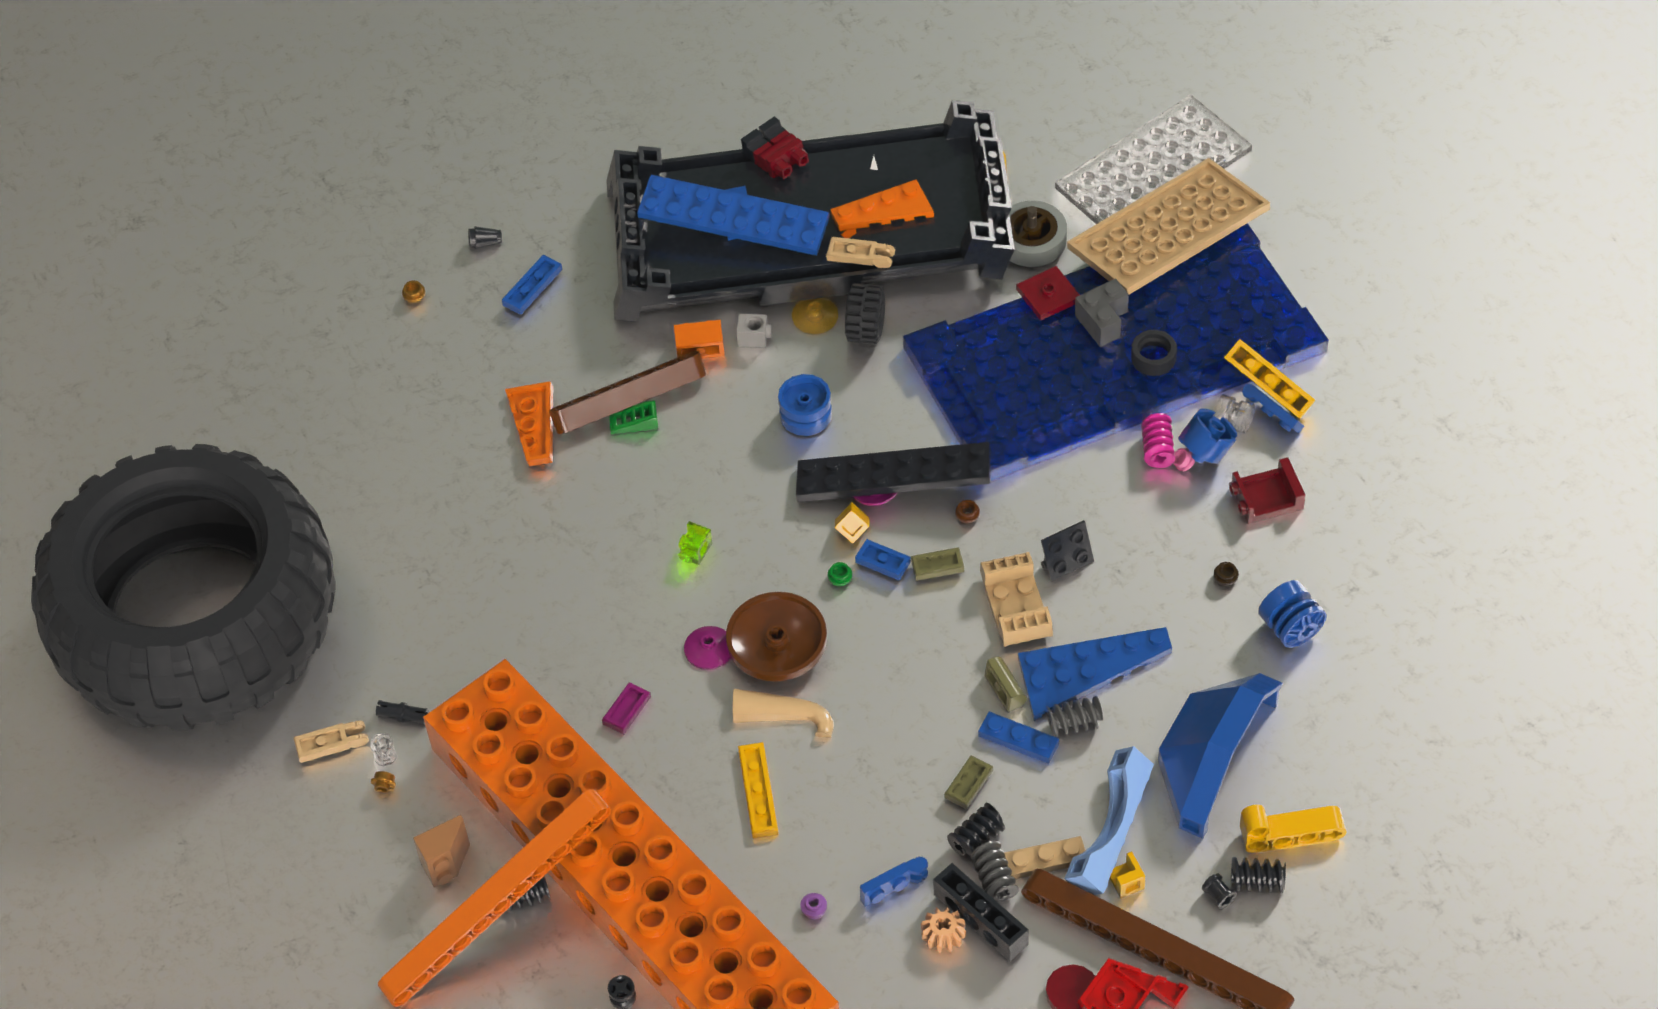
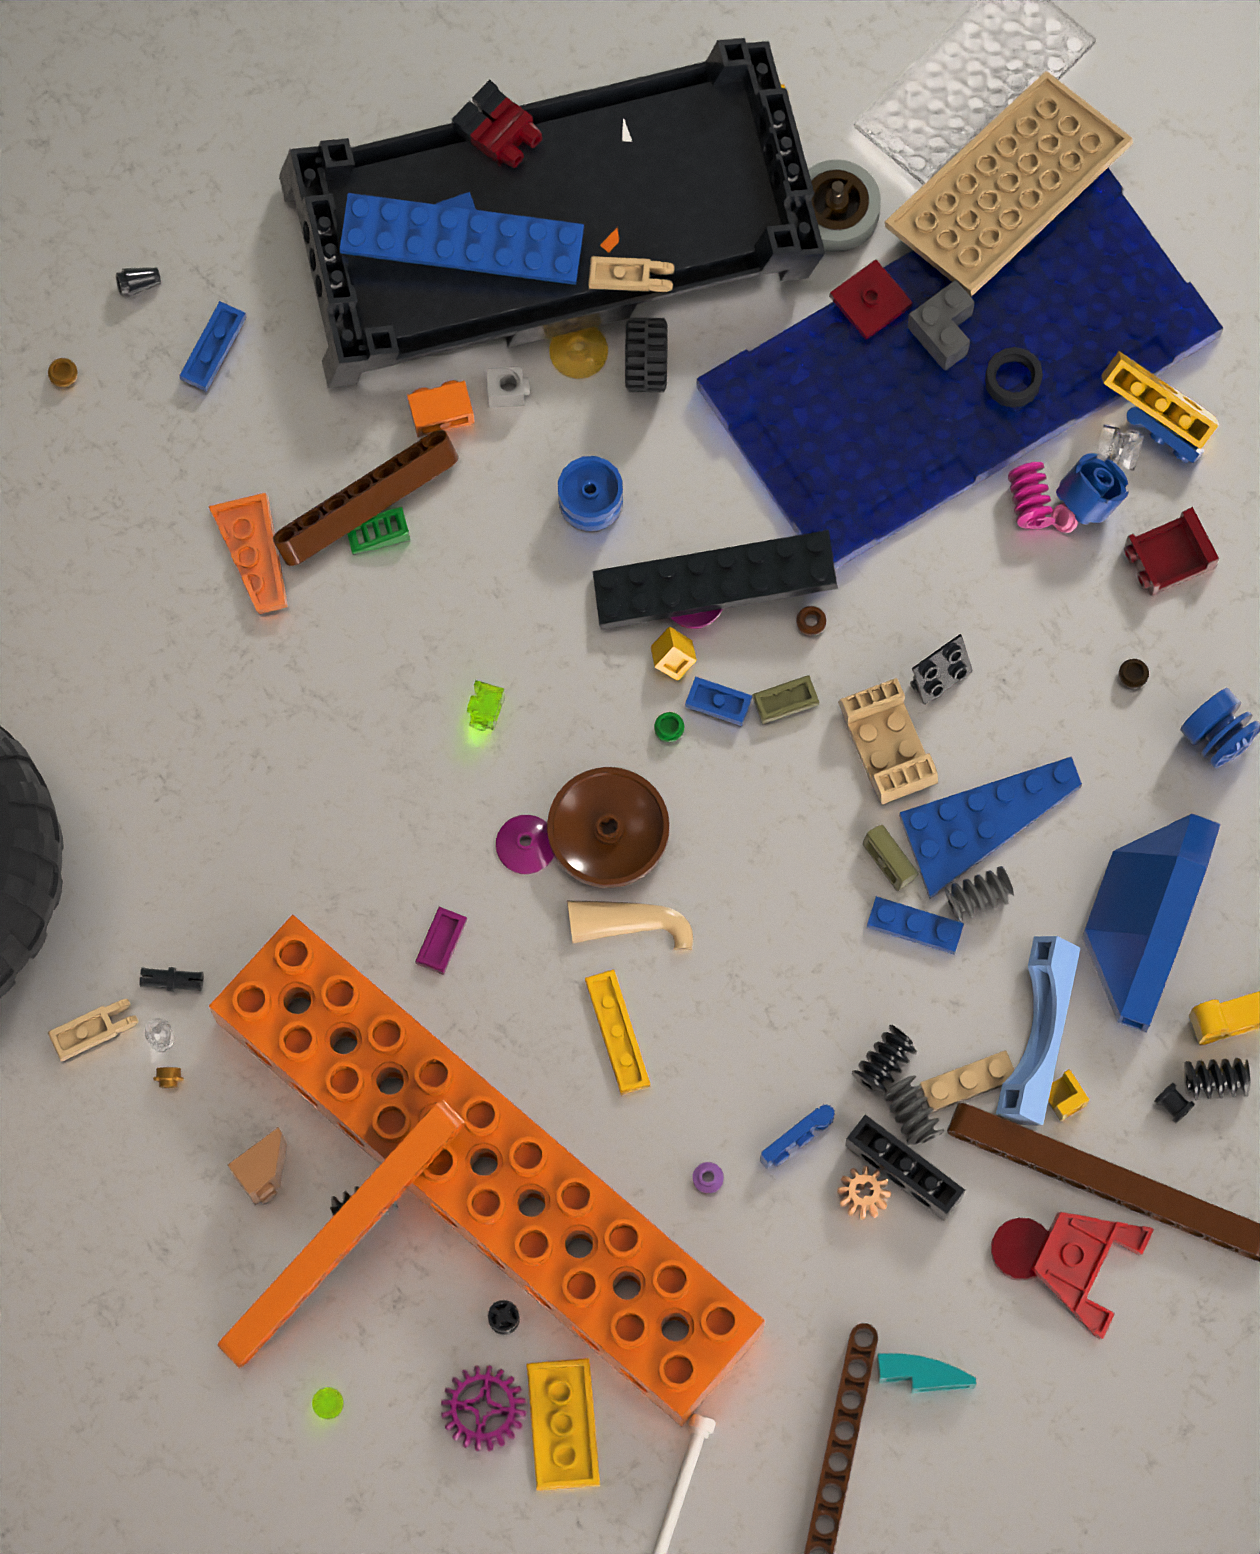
camera: 10 degrees left, 20 degrees up
(891, 204) = (658, 197): orange wing -> none
(968, 782) = (865, 994): olive plate -> none

